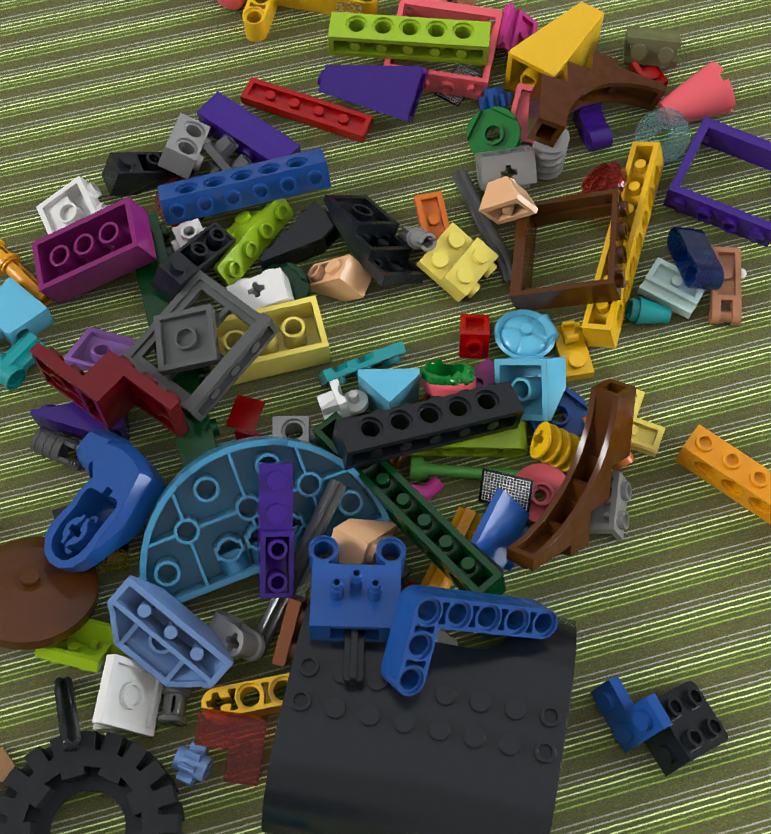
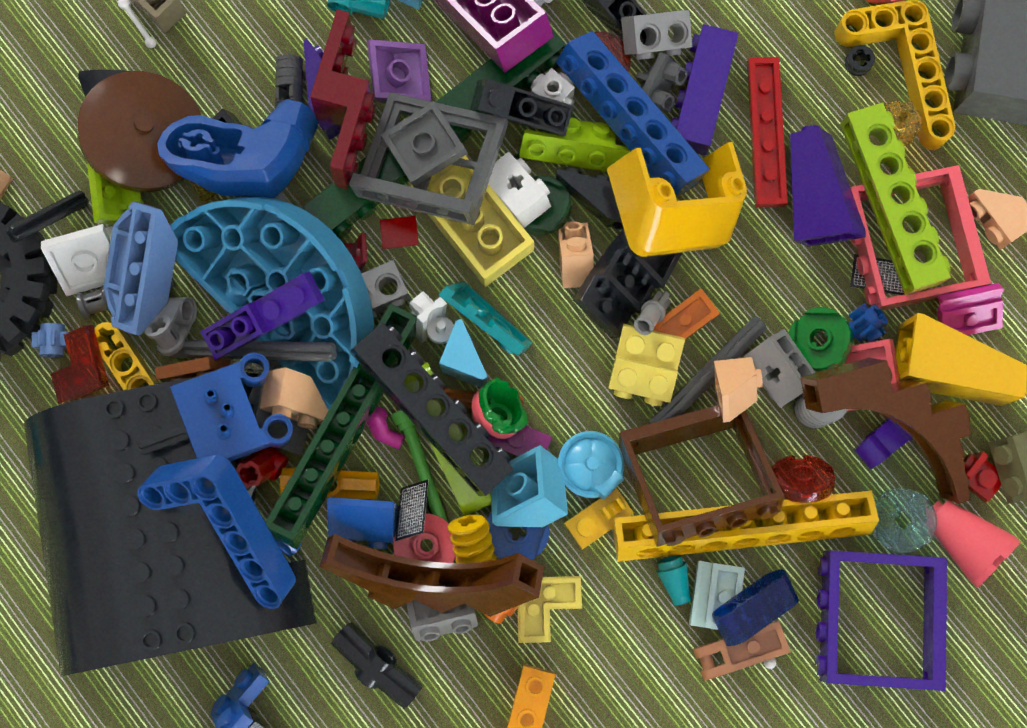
camera: 65 degrees right, 15 degrees up
(280, 36) = (854, 67): none -> black bush
(340, 185) = (660, 223): none -> yellow windscreen
(474, 336) = (572, 413): red bracket -> none
(635, 577) = (376, 665): none -> black piece

